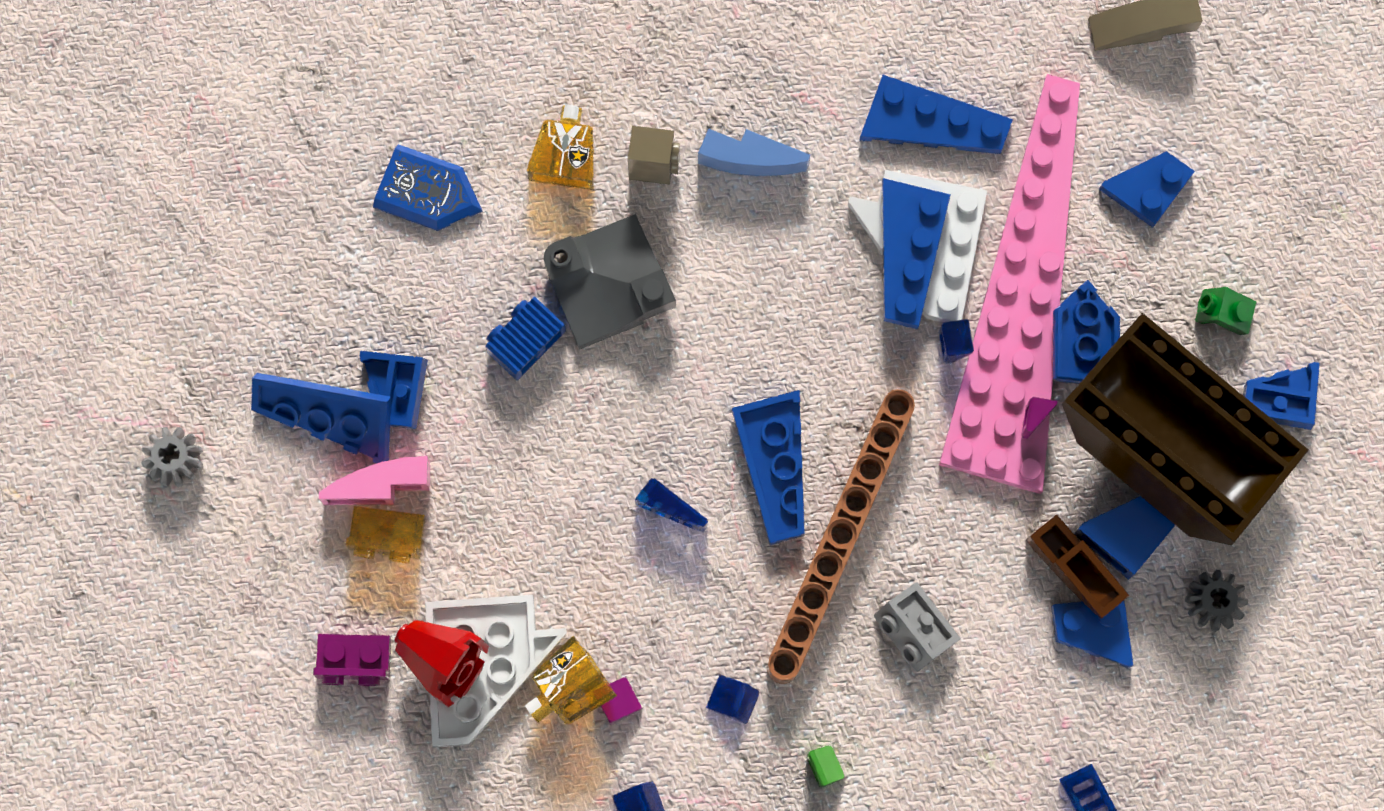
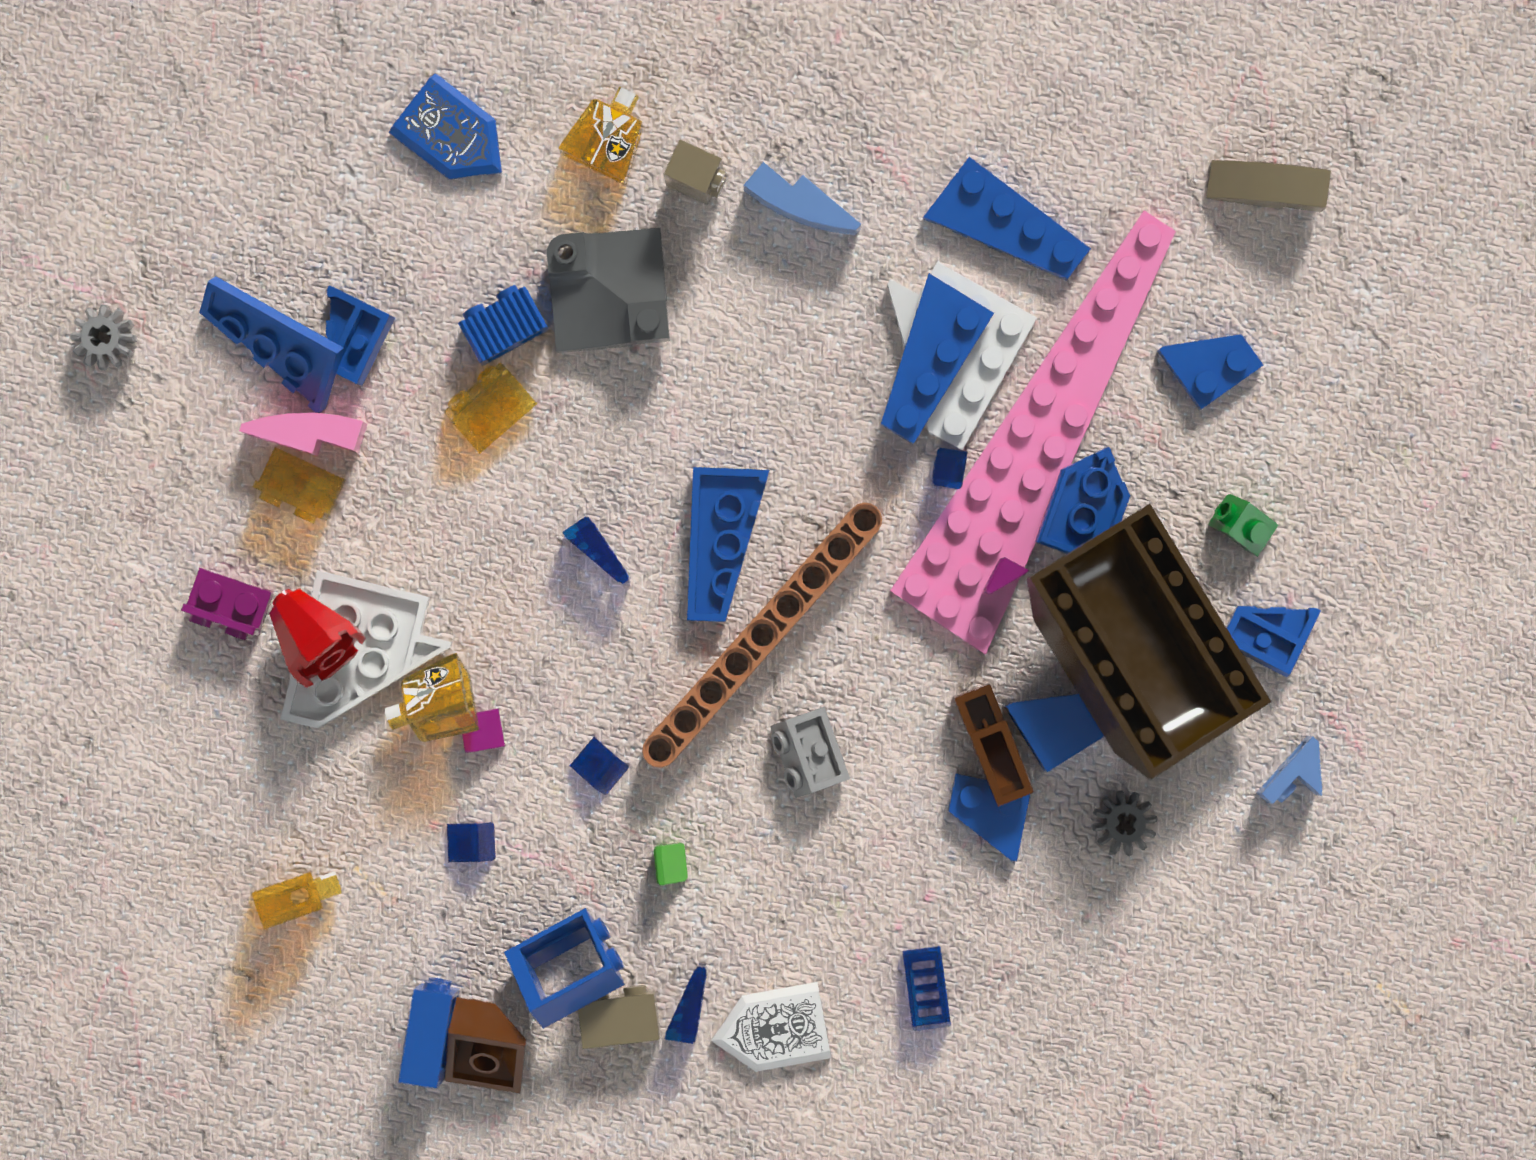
camera: 25 degrees right, 10 degrees up
(535, 412) = (489, 406): none -> clear yellow bracket
(1352, 501) = (1300, 764): none -> medium blue slope

